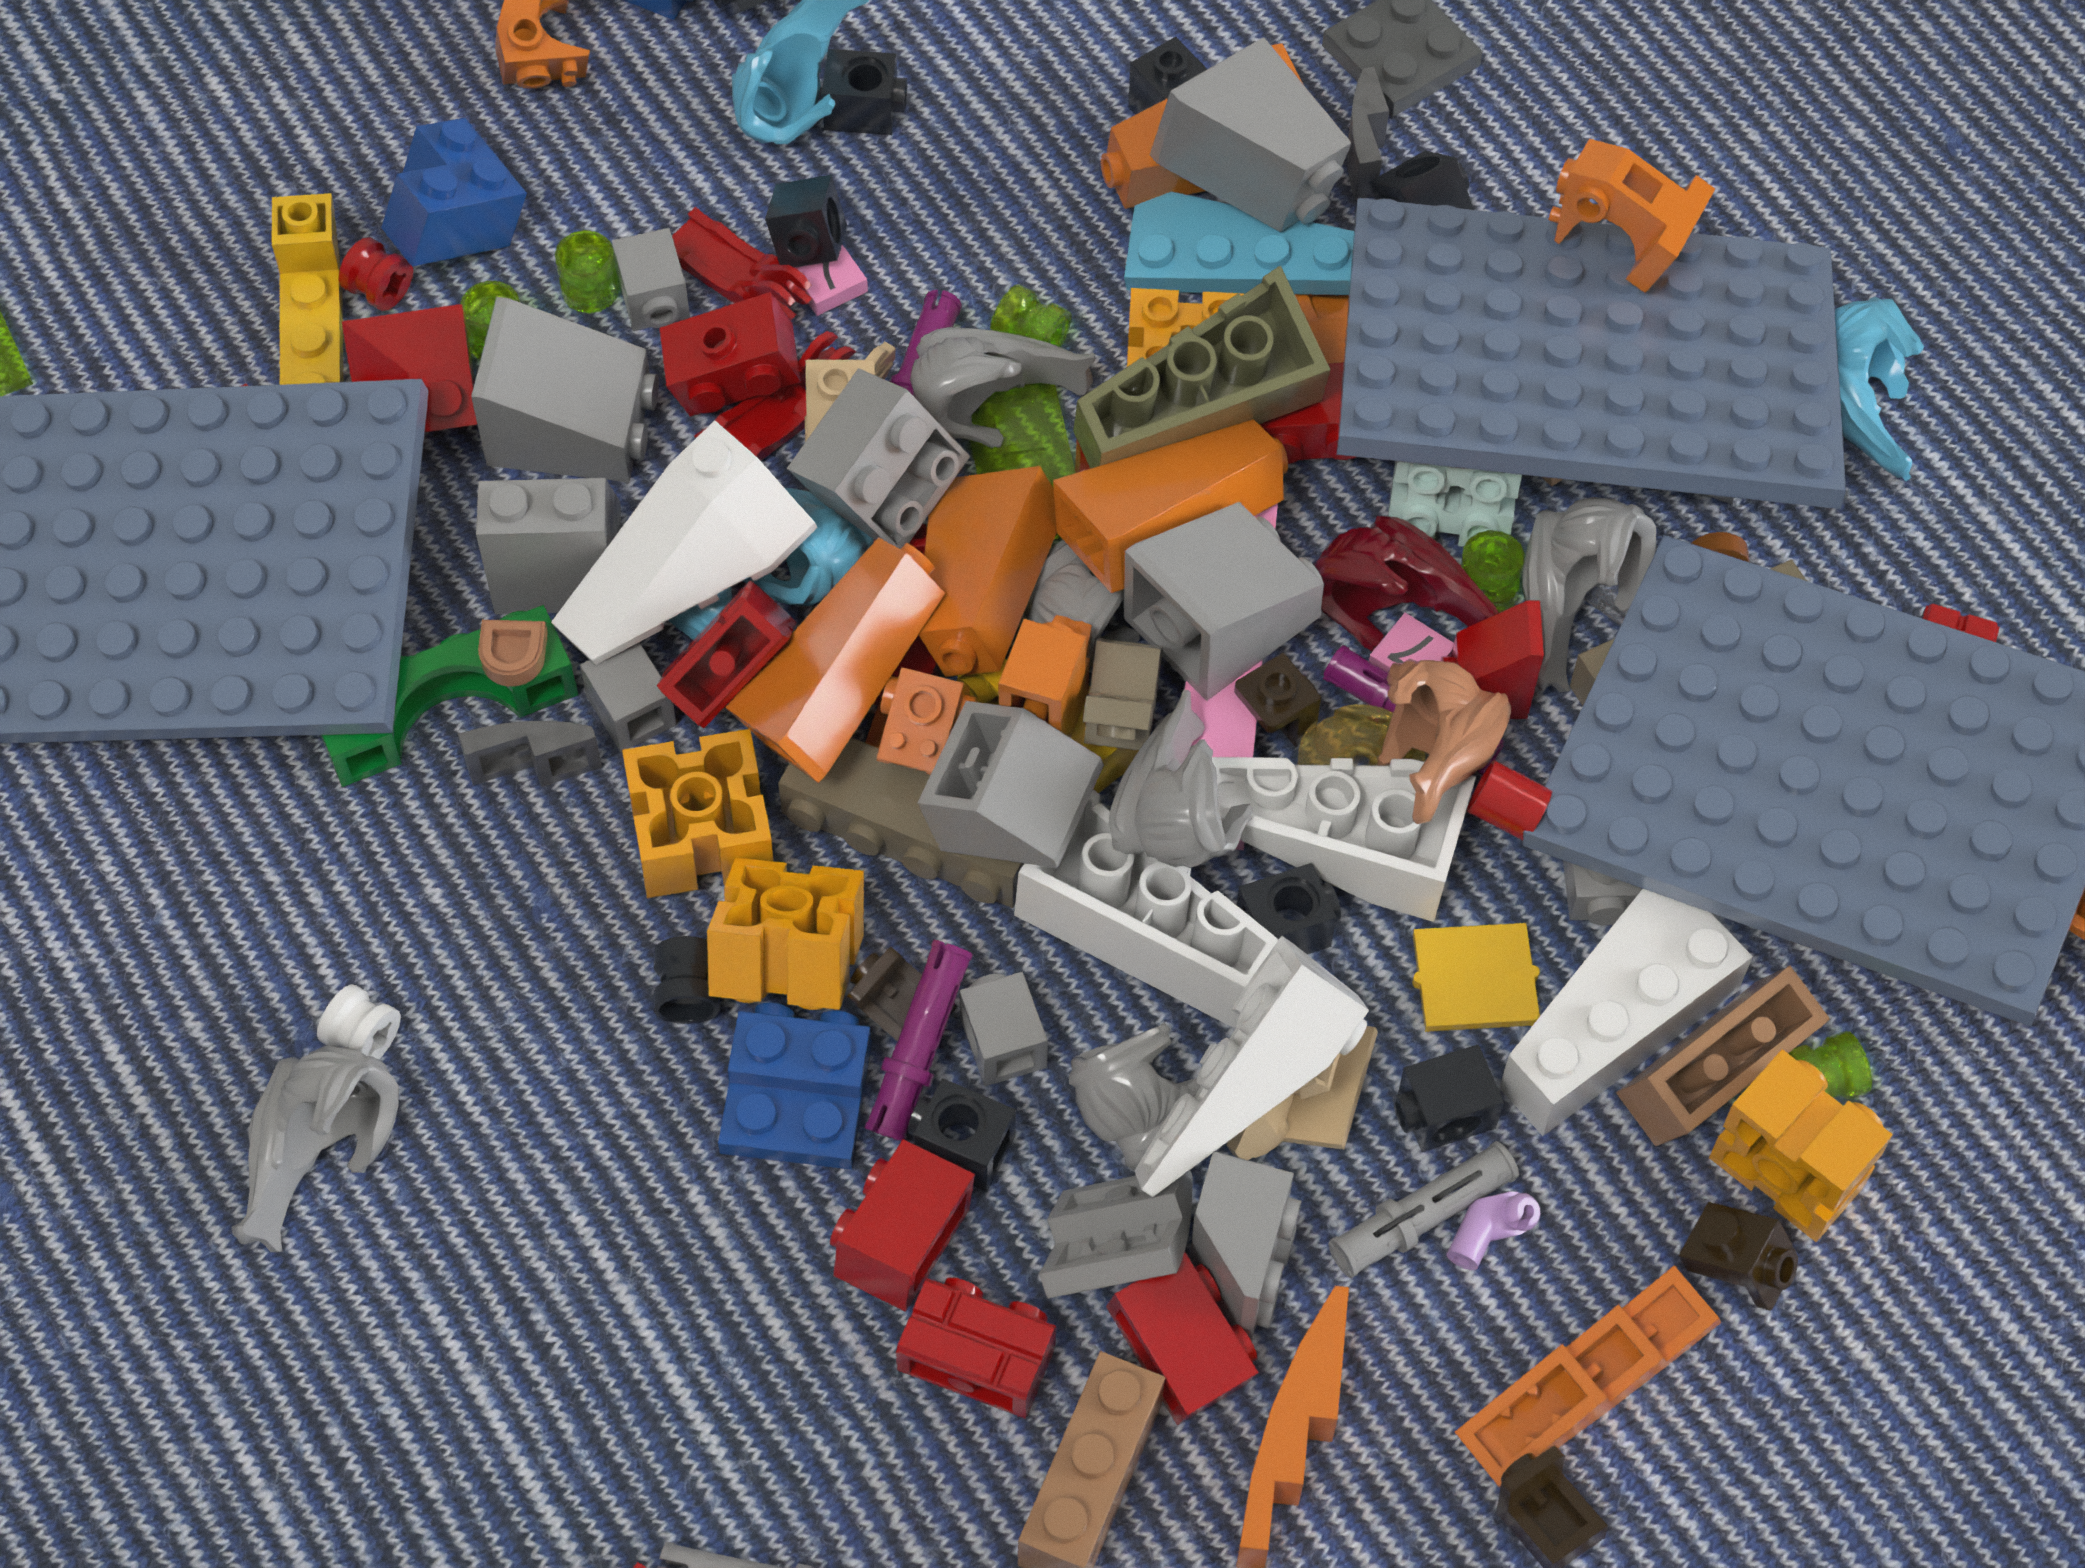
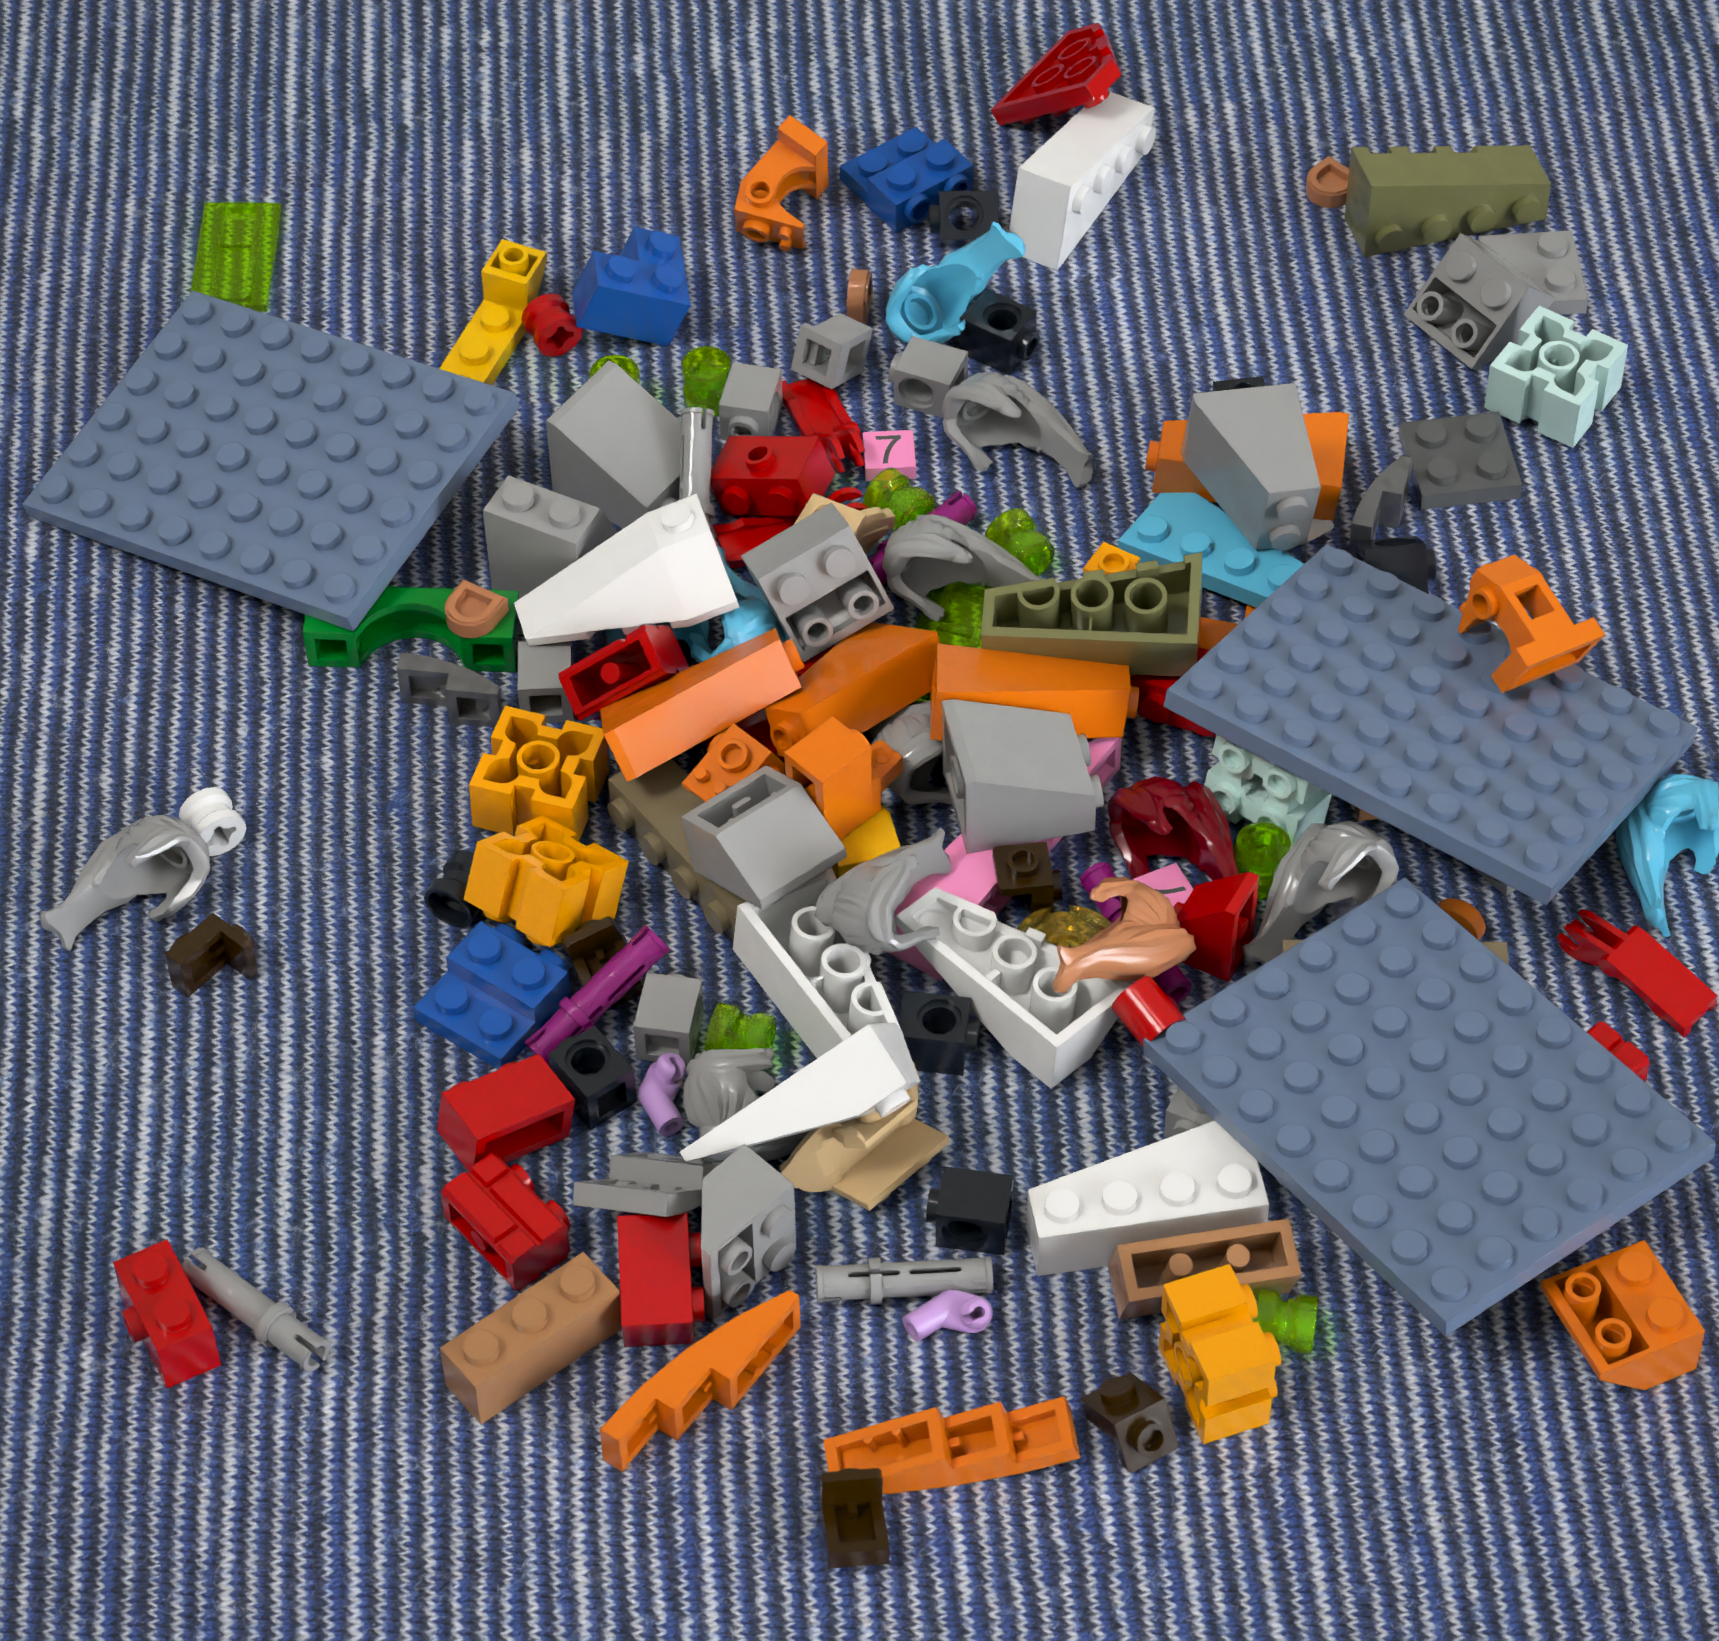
camera: 30 degrees right, 10 degrees down
(418, 346) = (541, 386): red slope -> none
(442, 1193) = (206, 950): none -> dark brown bracket
(653, 384) = (696, 456): none -> light grey pin
(689, 110) = (859, 295): none -> nougat tile
(702, 183) = (832, 350): none -> light grey brick
(806, 221) = (890, 405): black brick -> none
(820, 155) = (926, 374): none -> light grey brick
(870, 324) = (893, 491): none -> clear neon green wheel
(932, 177) = (1006, 410): none -> light grey hair
(1038, 1115) = (660, 1089): none -> lavender arm
(1105, 1012) = (737, 1030): none -> clear neon green wheel
(1122, 694) = (897, 813): dark tan brick -> none
(1475, 977) = (1057, 1138): yellow piece -> none
(1915, 524) = (1642, 966): none -> red arm

